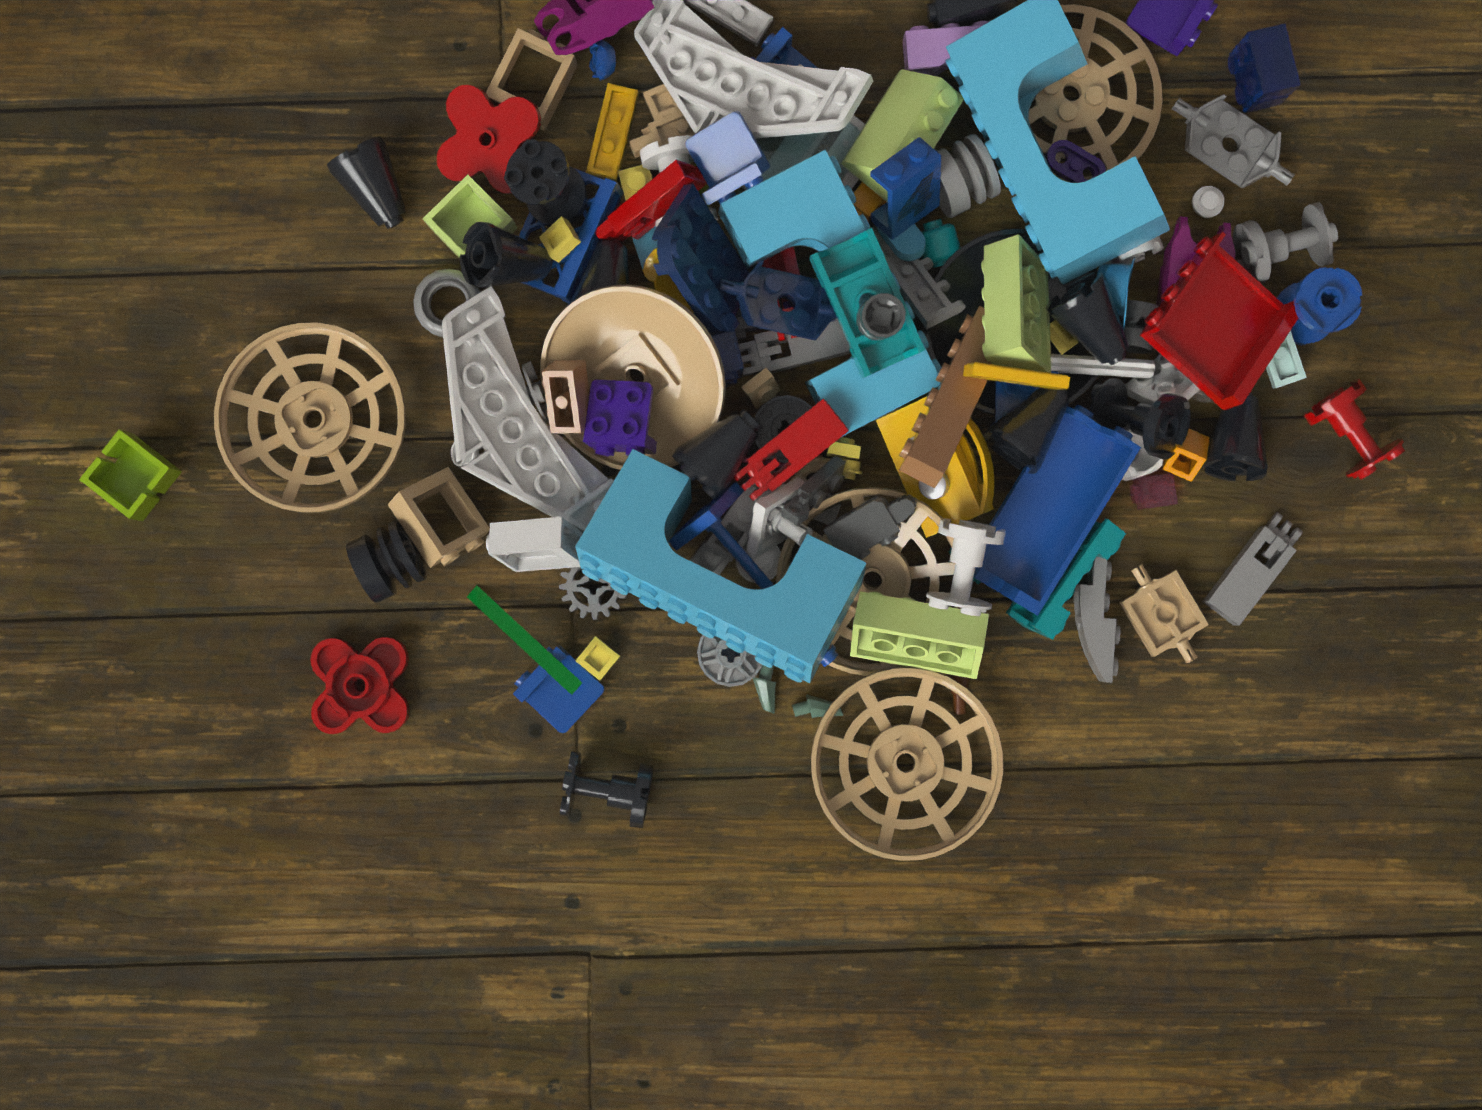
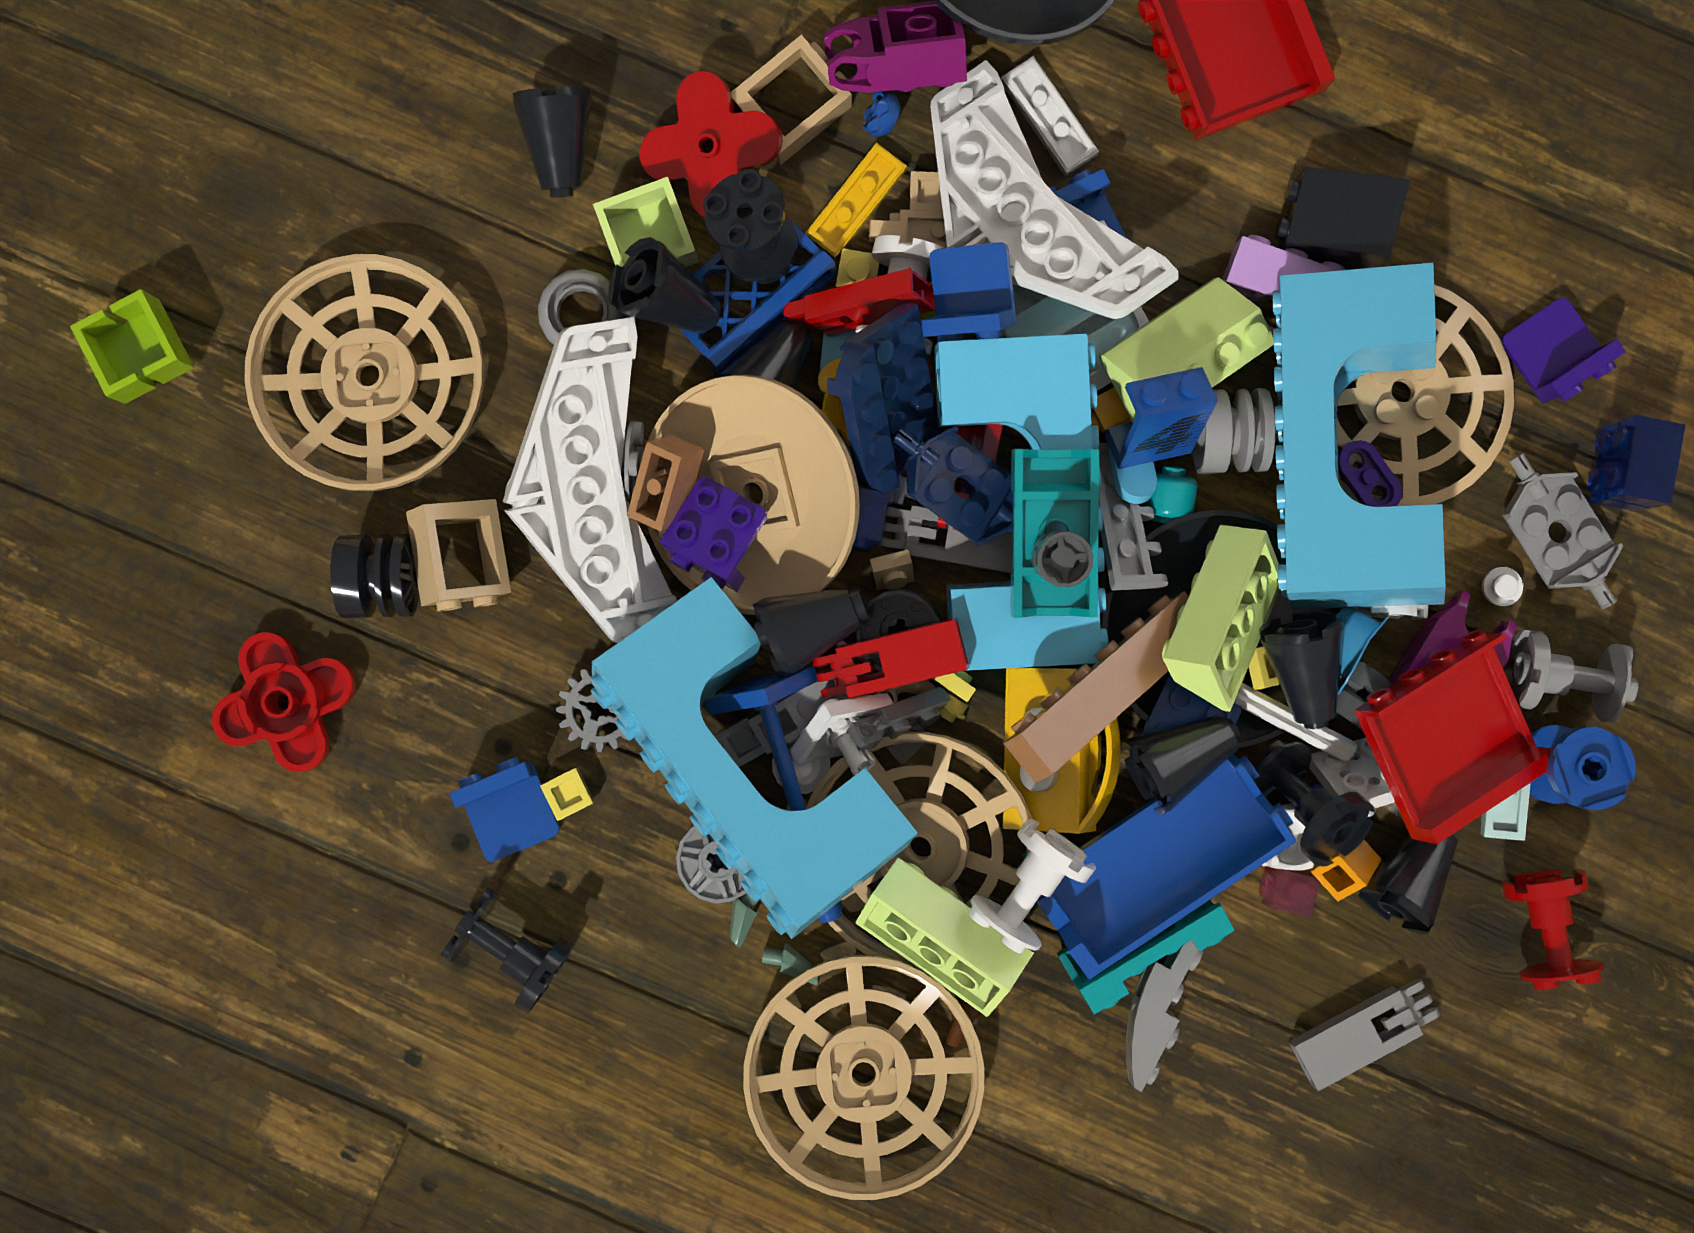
camera: 25 degrees right, 0 degrees up
(524, 640) = (491, 737): green sticker -> none
(534, 544) = (551, 632): white window -> none
(560, 239) = (739, 297): light yellow plate -> none
(869, 524) = (942, 787): dark grey hinge -> none
(1016, 375) = (1189, 695): yellow tile -> none
(1164, 613) = (1237, 1037): tan plate -> none

